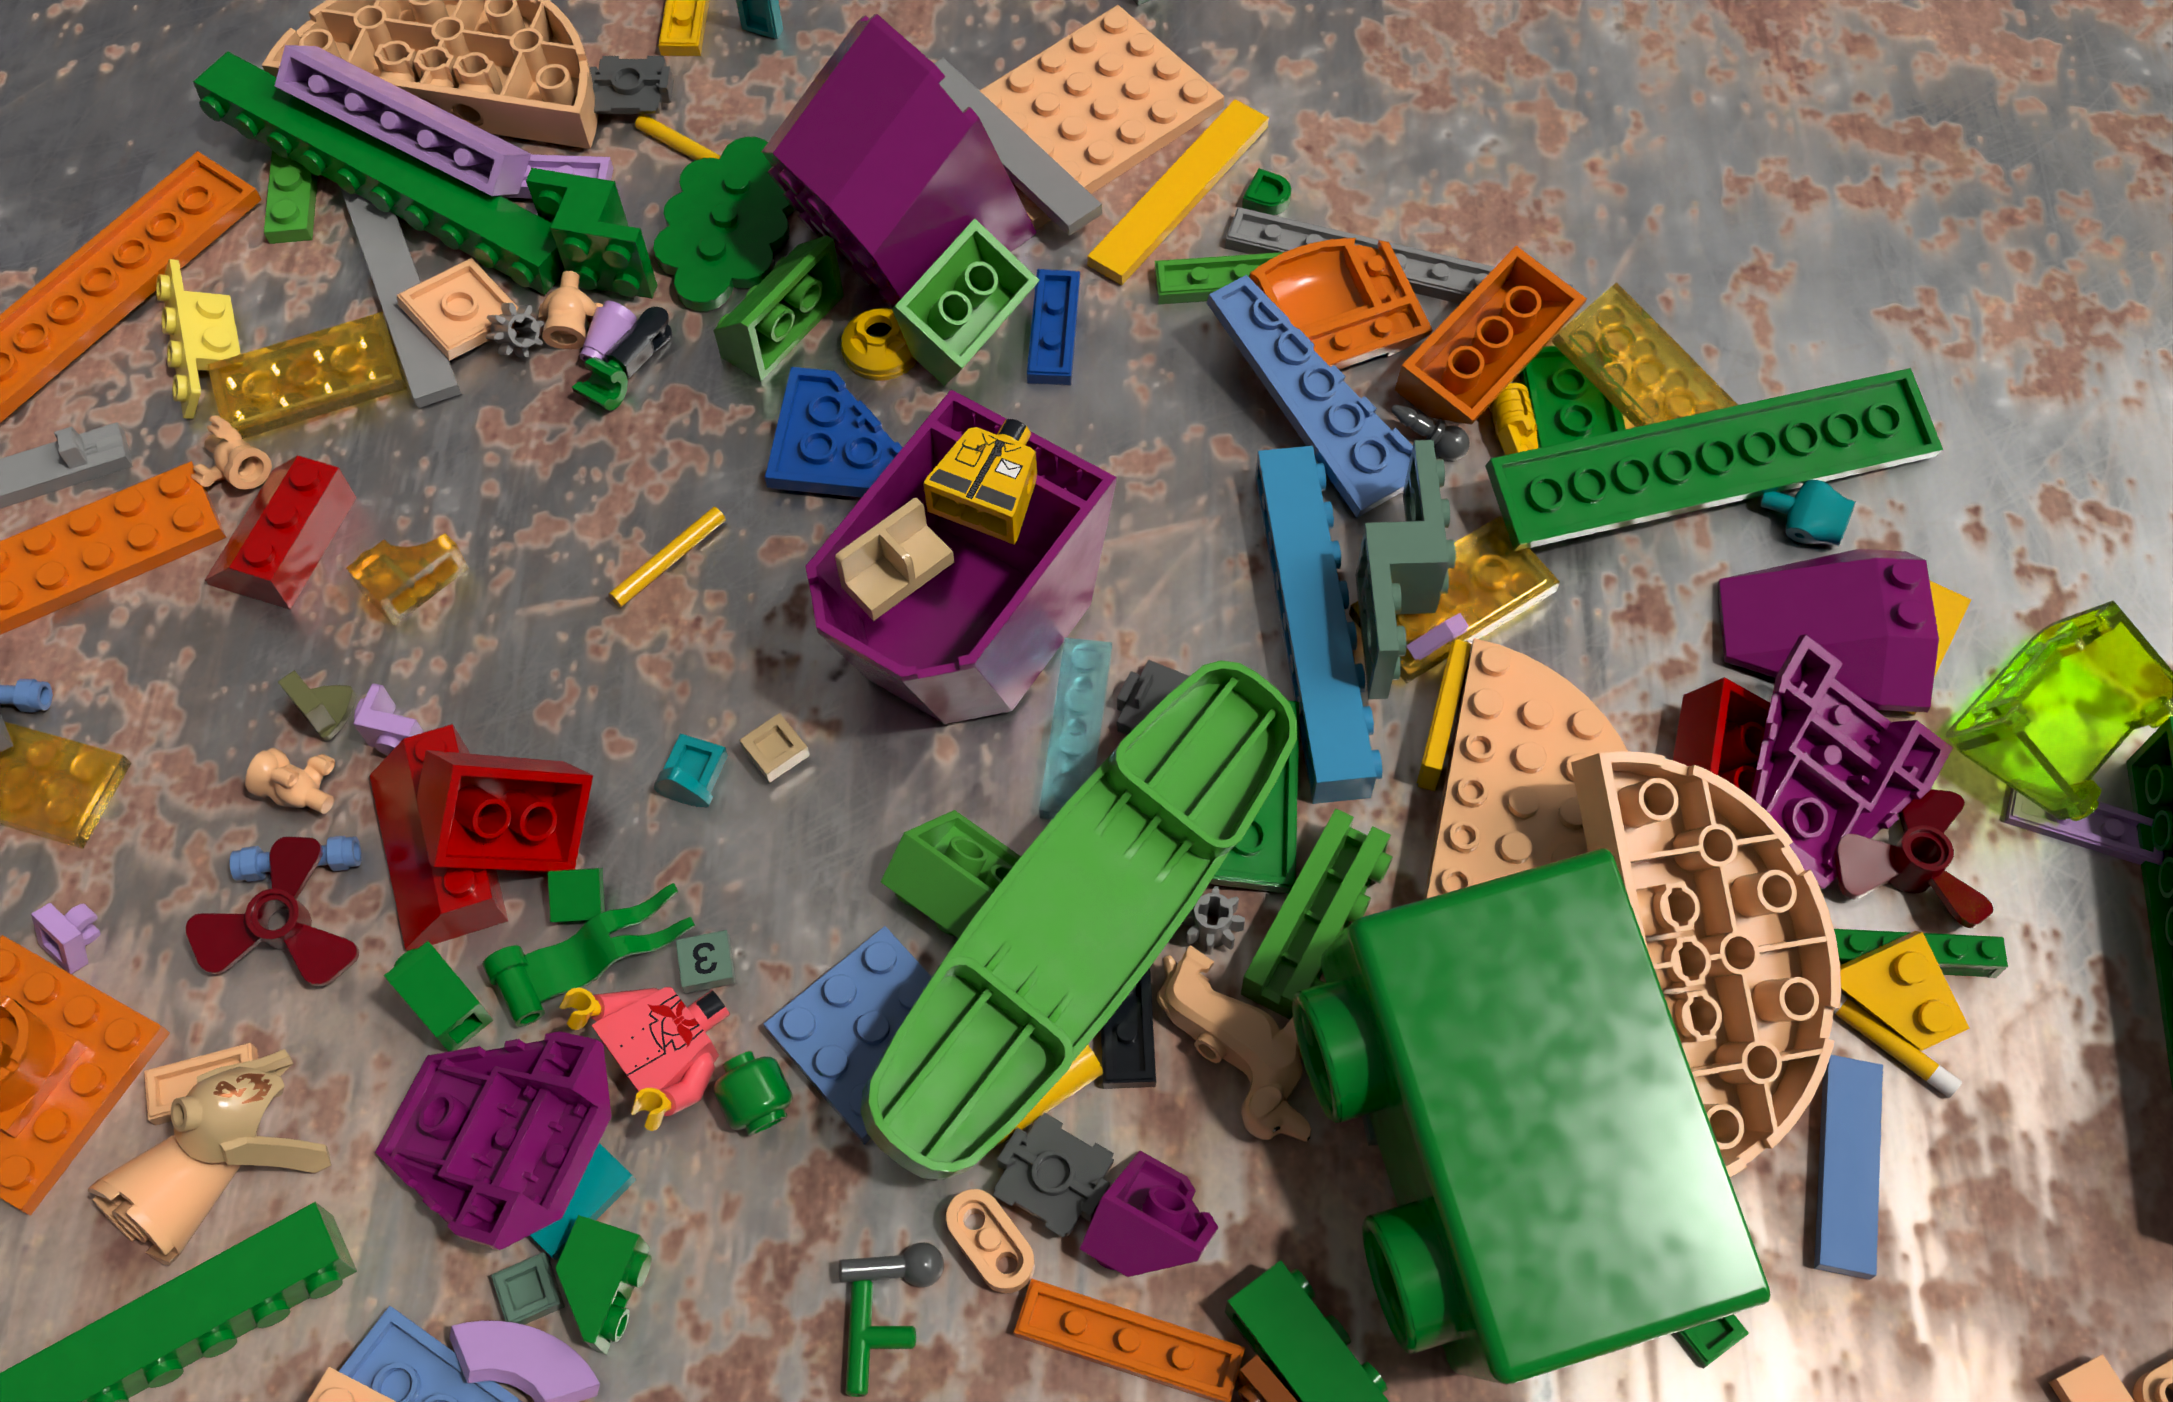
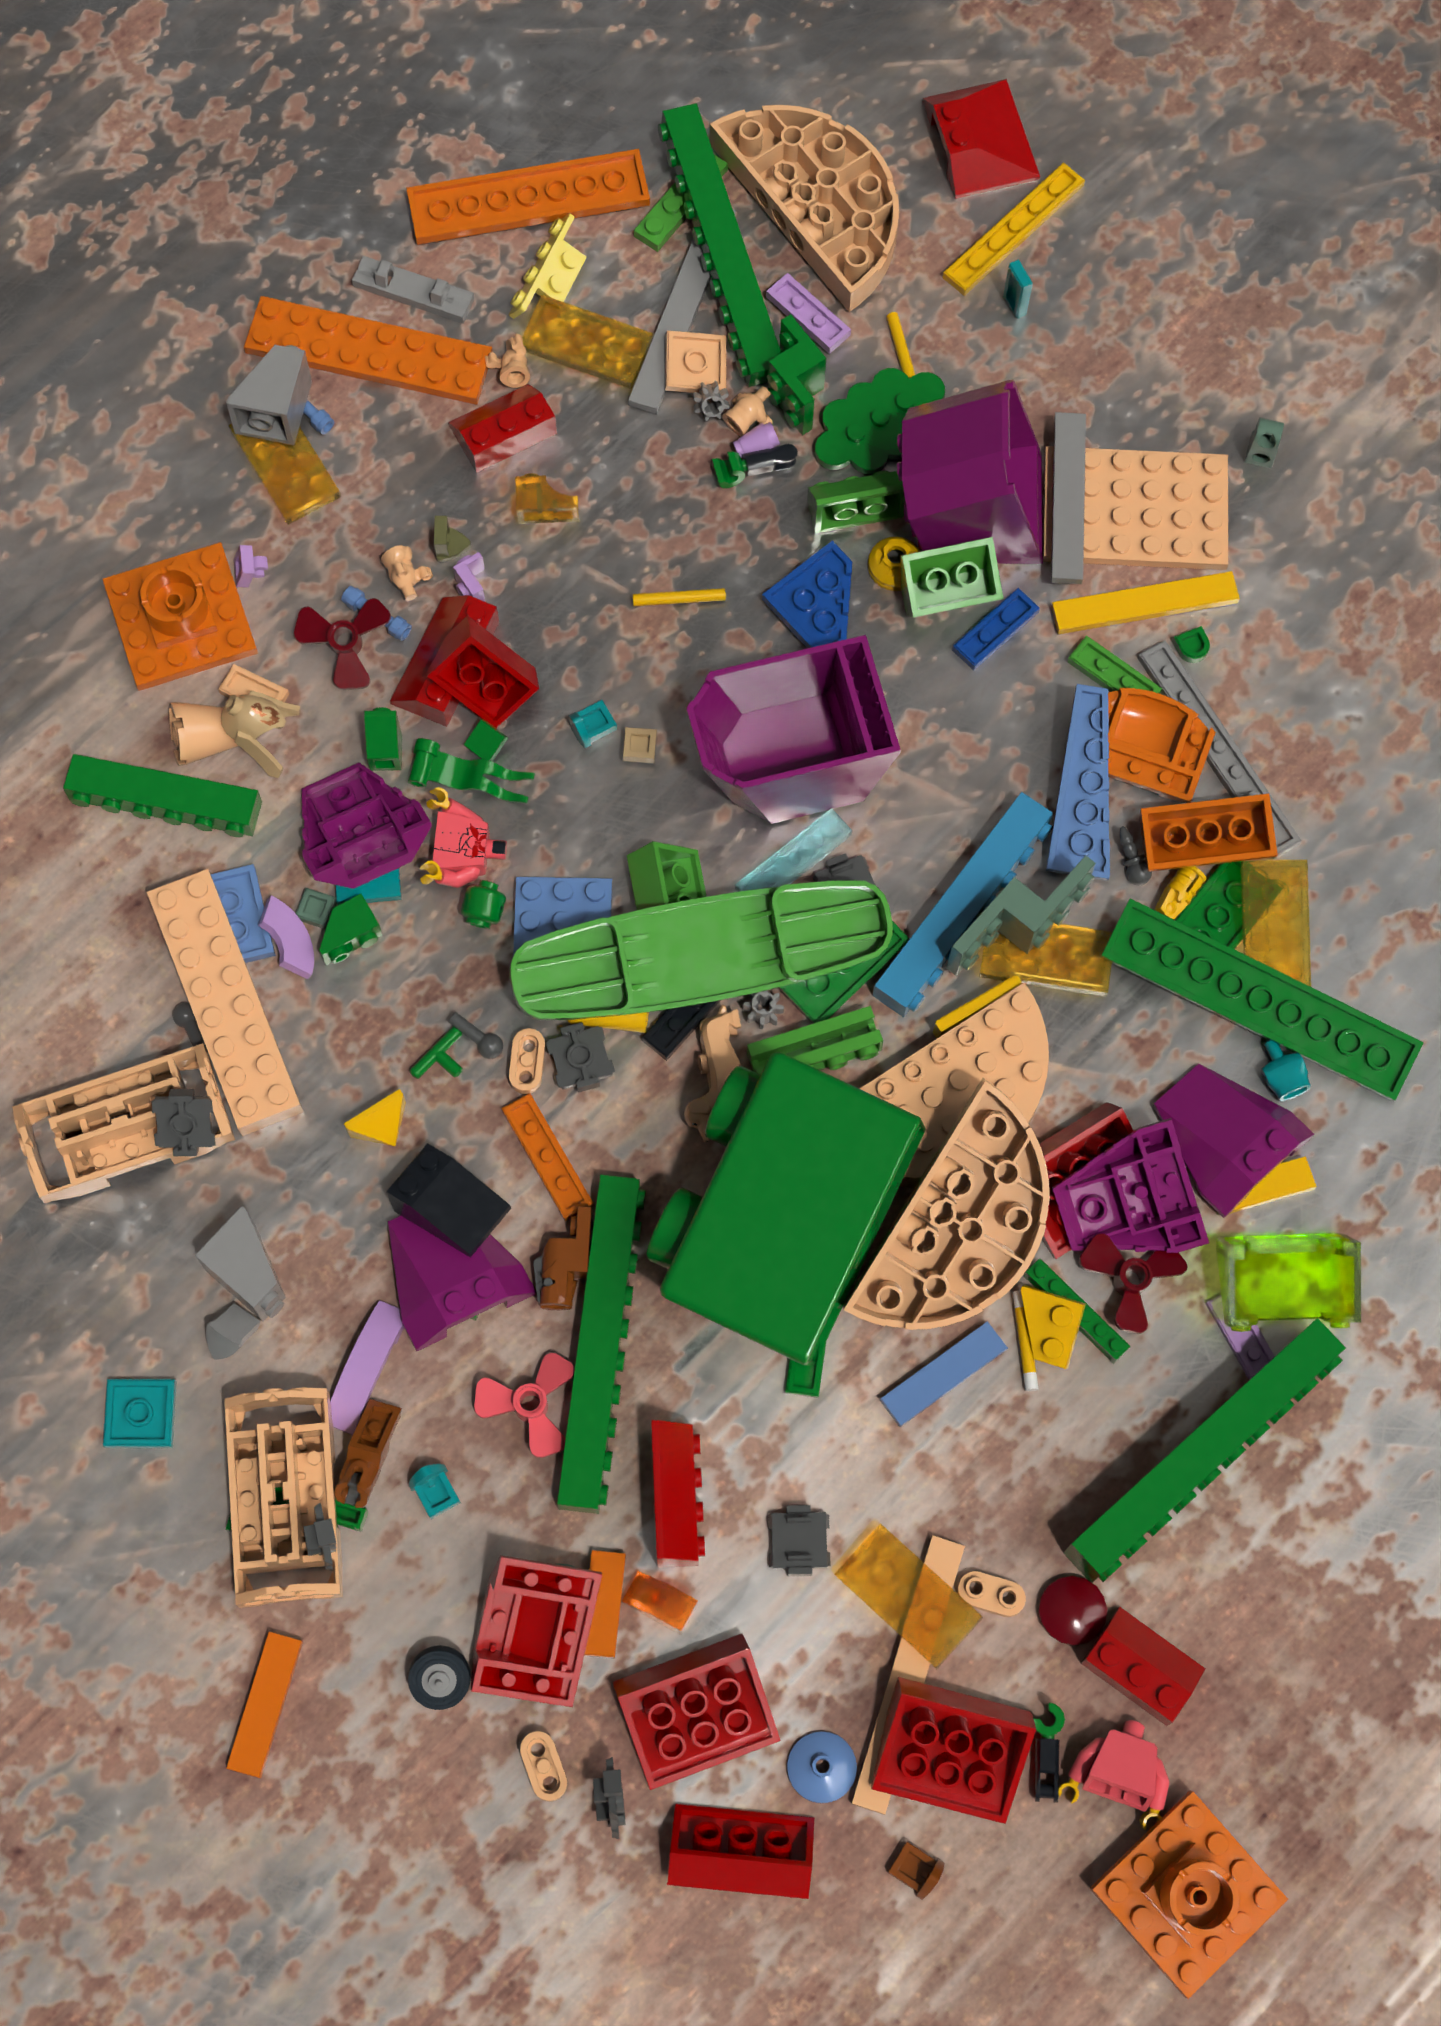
camera: 40 degrees right, 10 degrees up
(402, 120) = (752, 225): lavender brick -> none
(631, 85) = (903, 289): dark grey piece -> none
(705, 961) = (517, 824): sand green tile -> none
(892, 560) = (748, 705): tan panel -> none
(985, 481) = (831, 700): yellow torso -> none
(1148, 1221) = (602, 1111): magenta slope -> none
(1438, 636) = (1011, 966): lavender tile -> none

